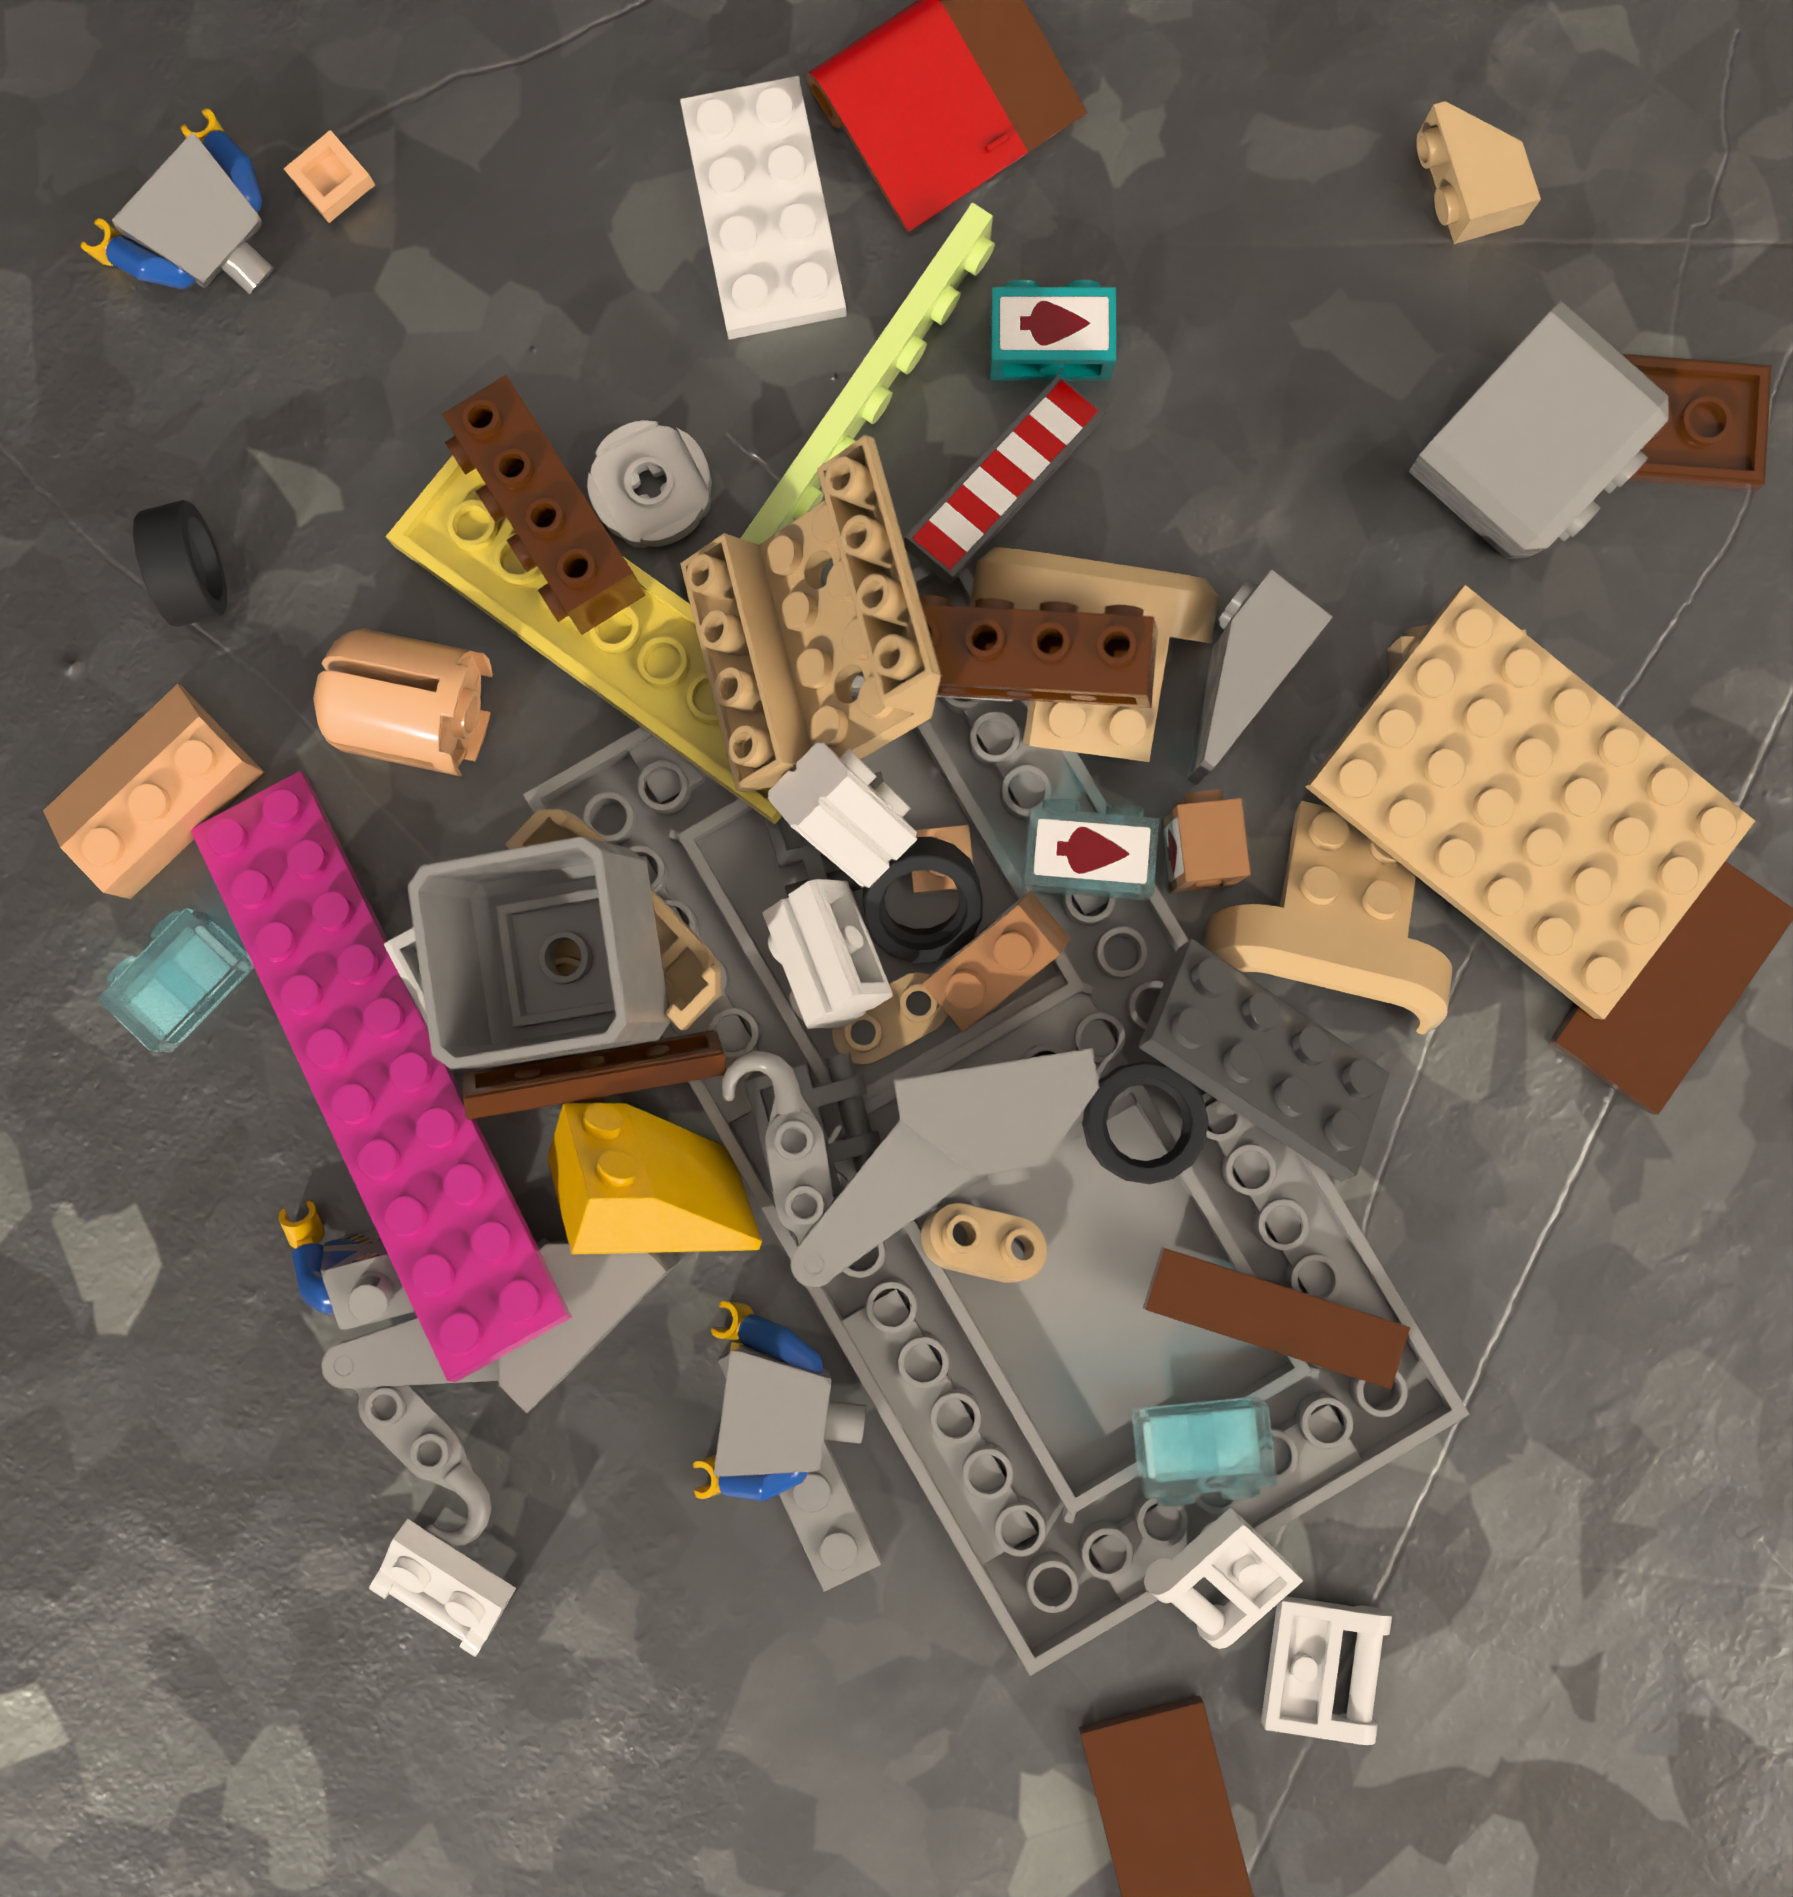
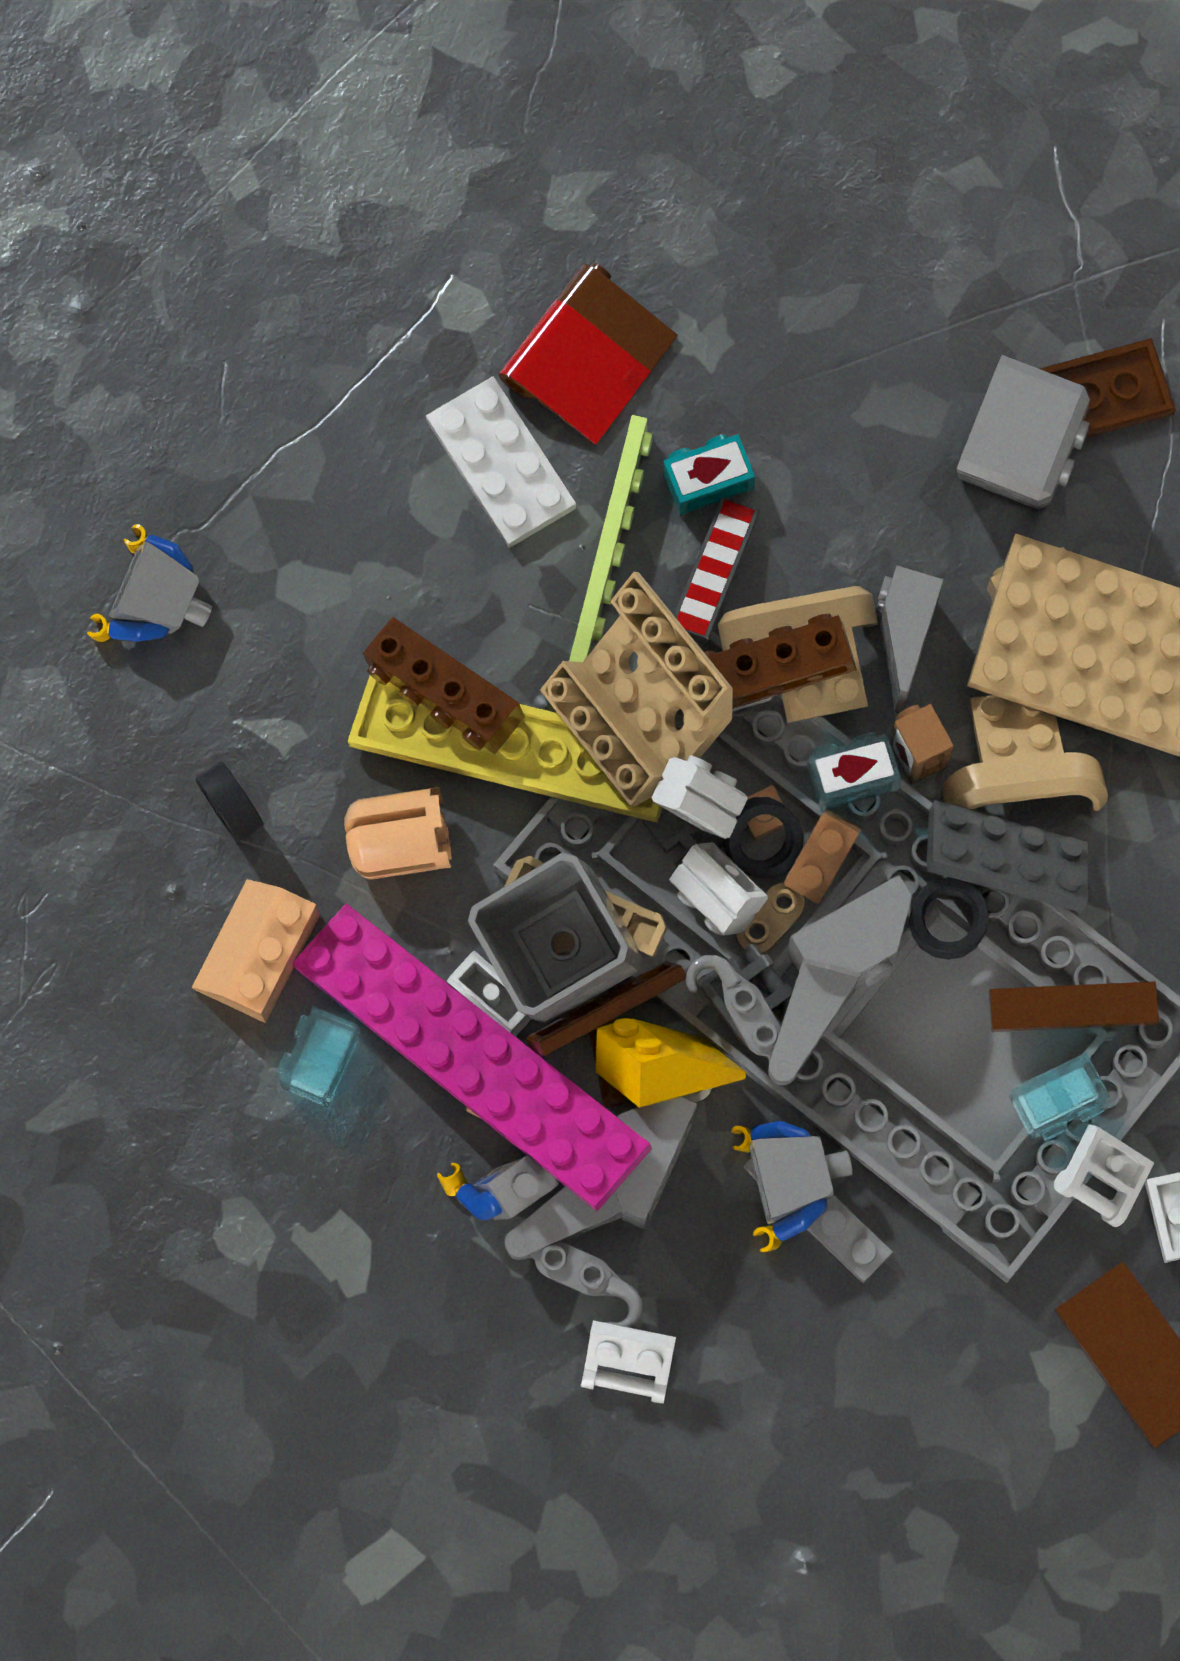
camera: 20 degrees left, 10 degrees down
(329, 176) = (226, 538): light nougat plate -> none
(662, 451) = (498, 630): white plate -> none
(987, 1244) = (883, 1032): tan plate -> none
(1477, 173) = (930, 289): tan slope -> none

